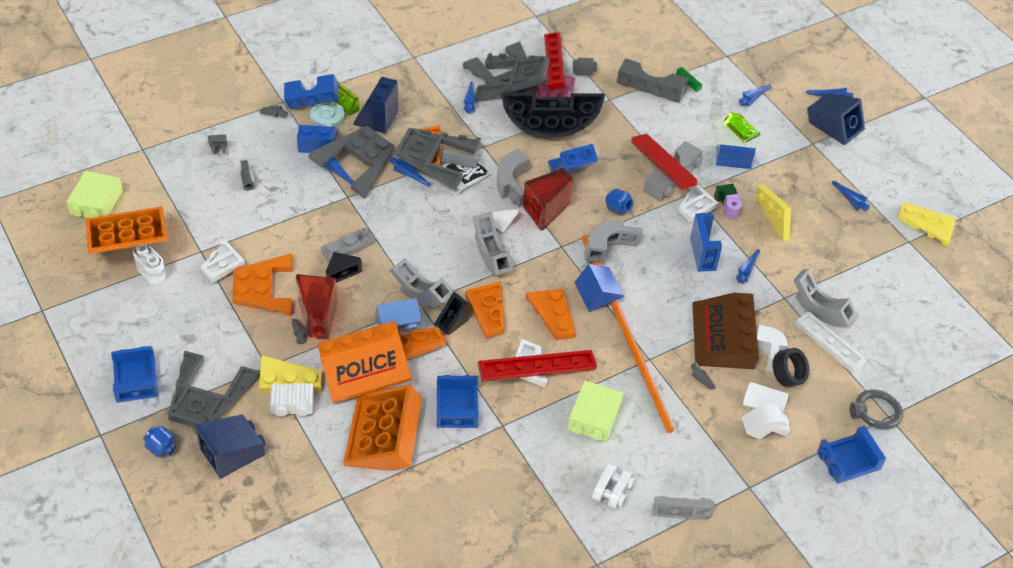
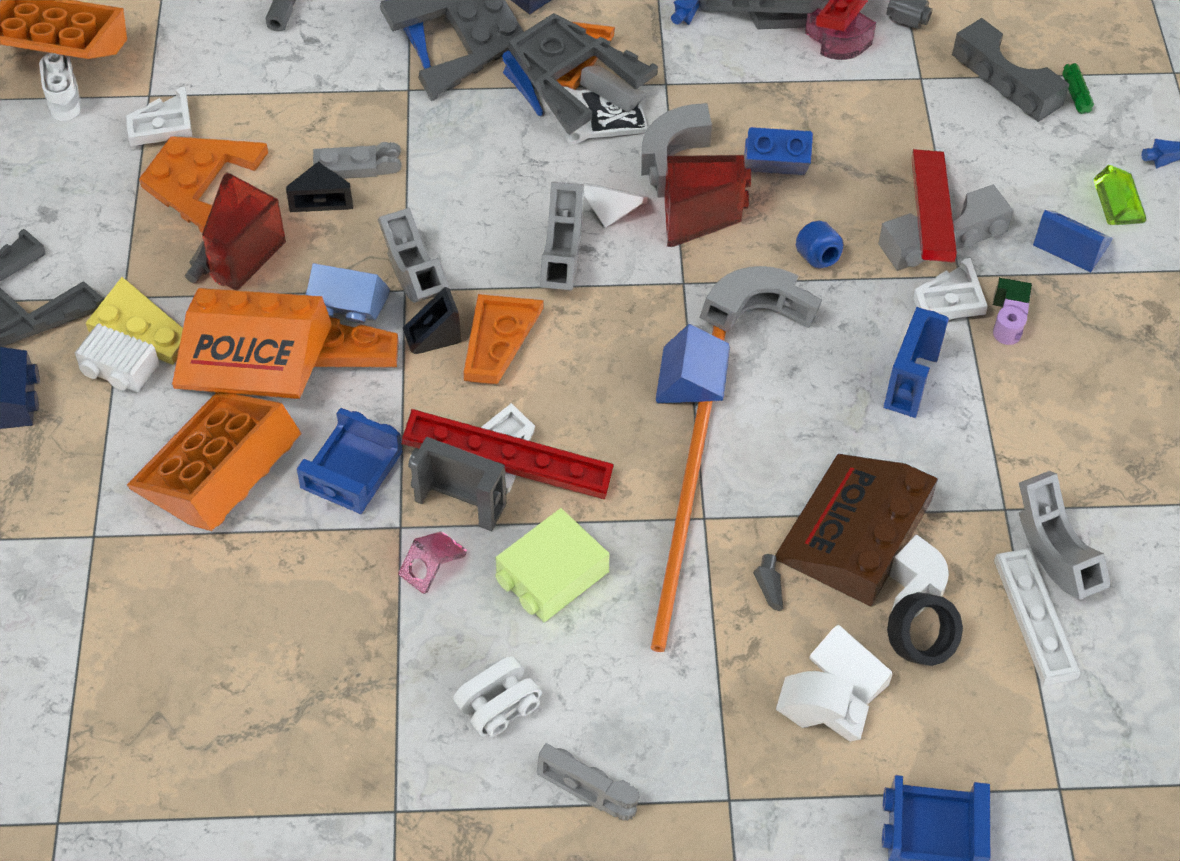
camera: 30 degrees right, 5 degrees up
(525, 385) = (460, 476): none -> dark grey panel
(533, 428) = (433, 551): none -> clear pink bracket
(552, 115) = (801, 70): black brick -> none
(554, 311) = (598, 381): orange wing -> none
(746, 268) = (965, 435): blue piece -> none
(776, 210) = (1079, 356): light yellow wing -> none
(859, 409) = (1007, 754): dark grey piece -> none

